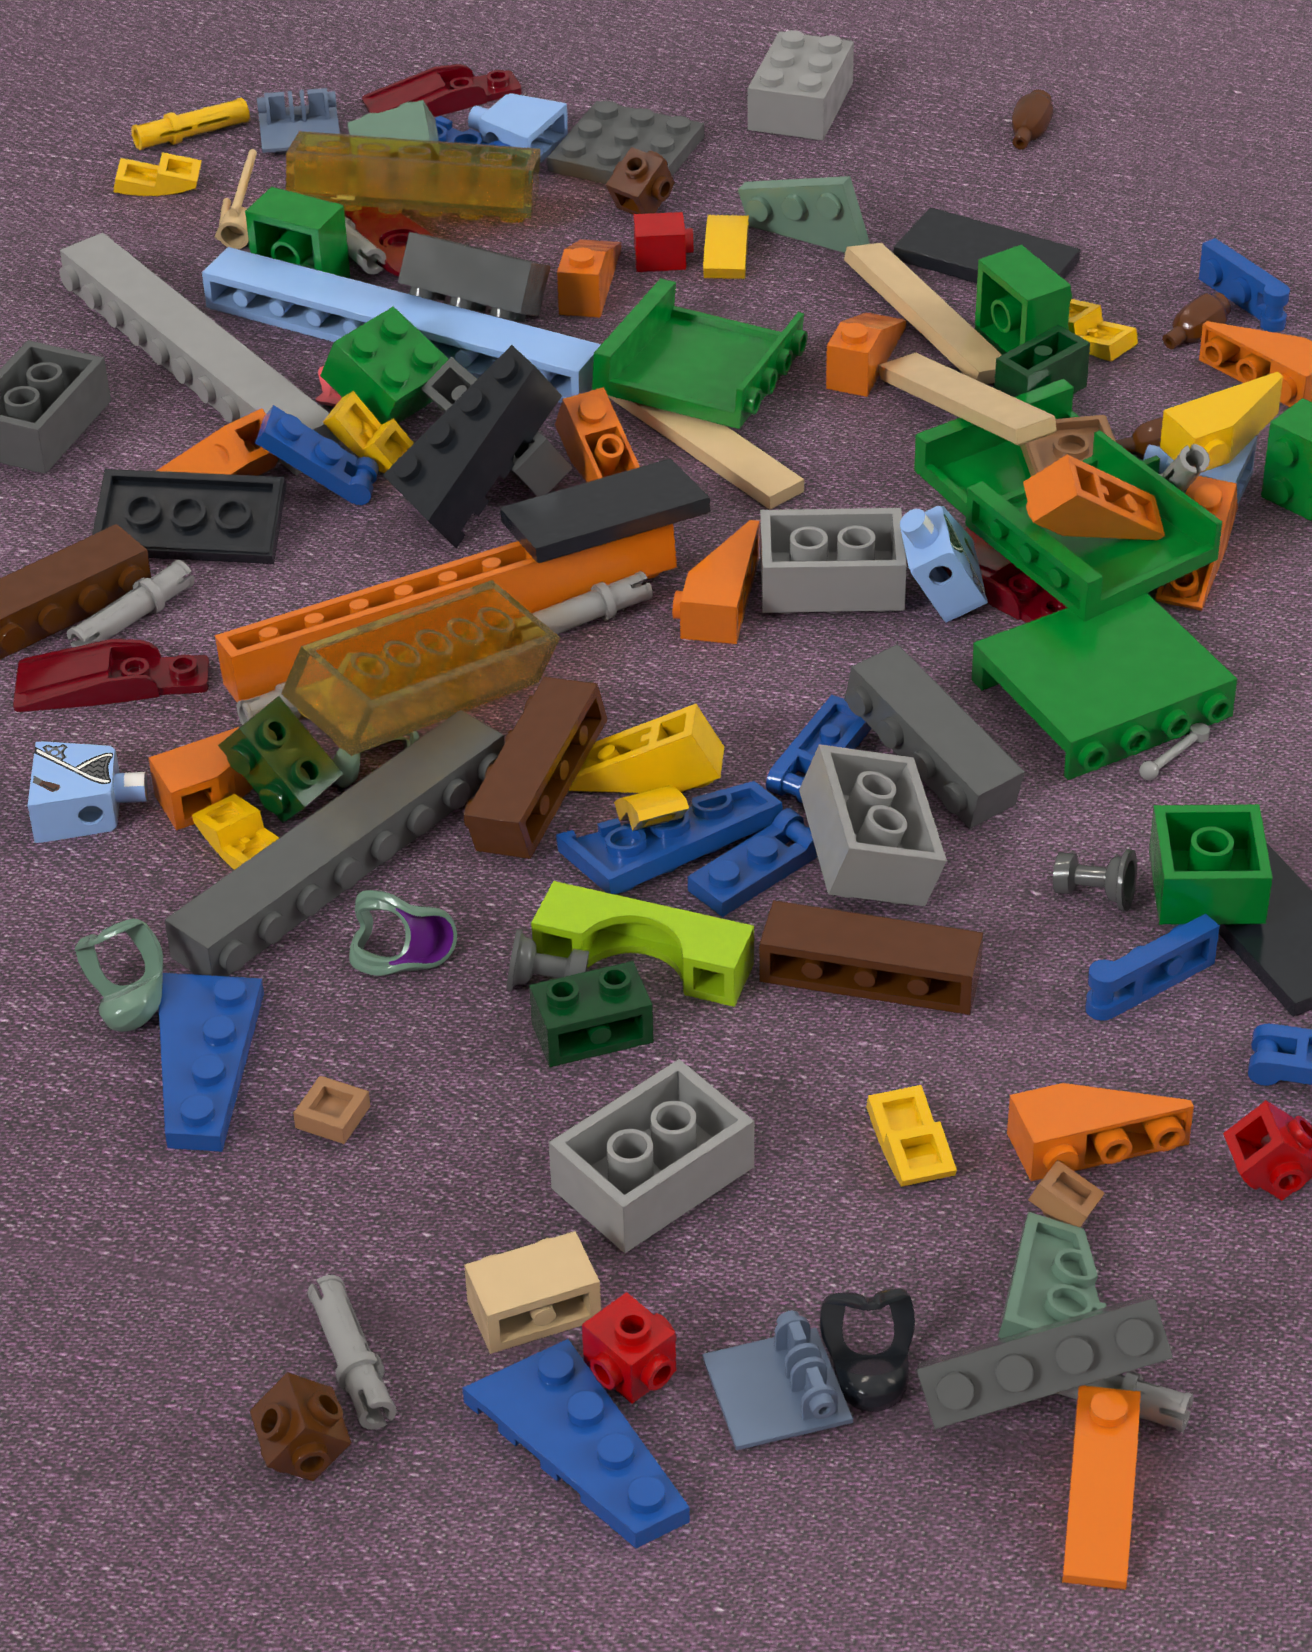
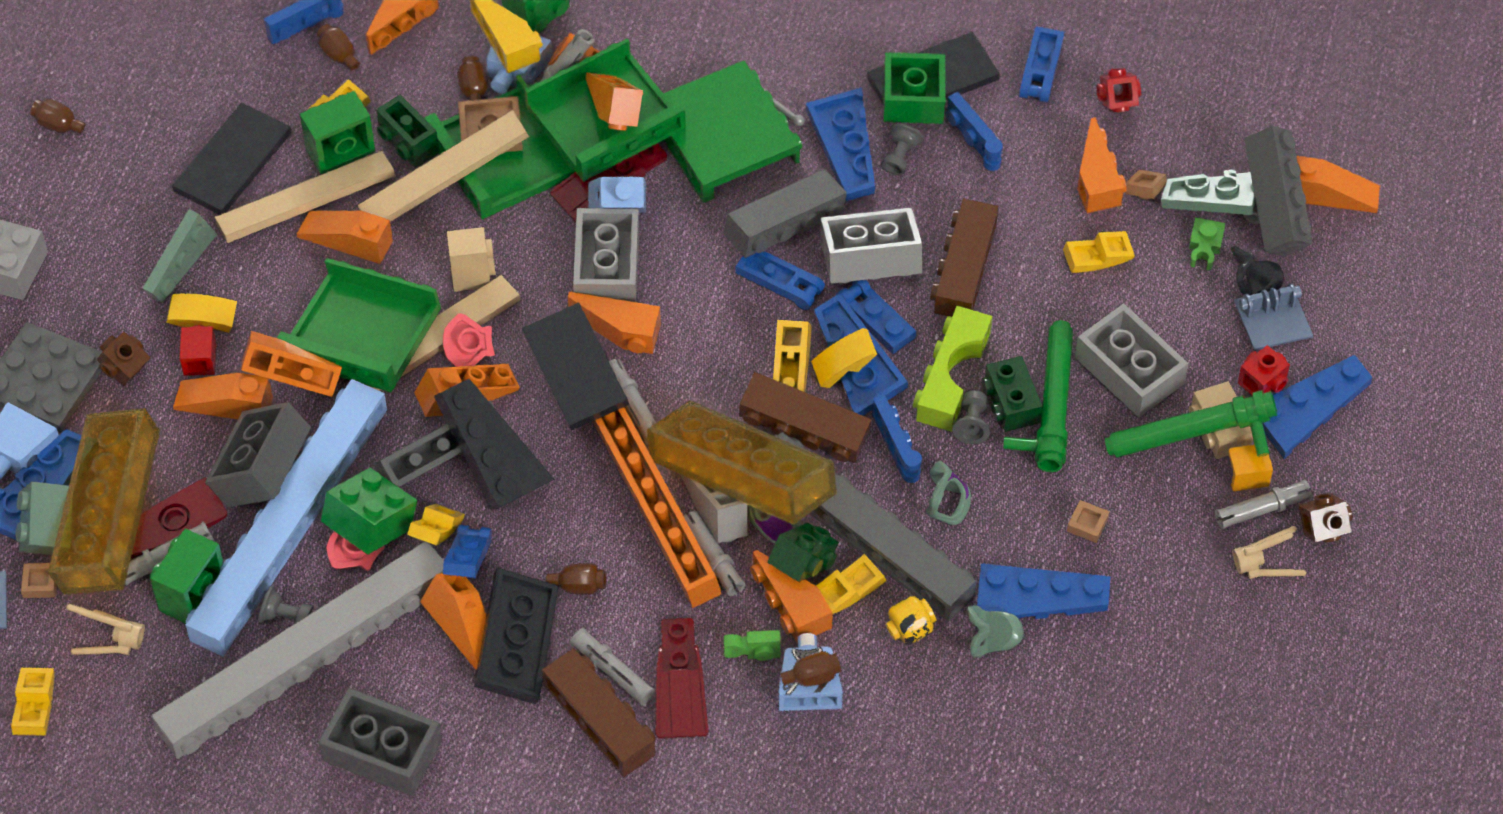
camera: 90 degrees left, 15 degrees up
(61, 763) = (813, 670): none -> reddish brown plant
(138, 740) = (756, 645): none -> bright green plate
(156, 889) = (910, 620): none -> yellow head
(236, 1330) = (1251, 556): none -> tan plant
(262, 319) = (273, 606): none -> dark grey piece
(278, 573) = (579, 578): none -> reddish brown plant
(428, 1327) = (1248, 469): none -> light orange panel
(500, 1262) = (1239, 412): none -> green cylinder
(503, 874) = (896, 439): none -> blue plate
(508, 1063) = (1051, 436): none -> green cylinder
(623, 273) = (289, 364): none -> orange slope
(686, 443) = (466, 341): none -> coral animal
(810, 428) = (470, 258): none -> tan brick
(958, 1294) = (1206, 241): none -> bright green plate
(1091, 817) = (845, 140): none -> blue wing

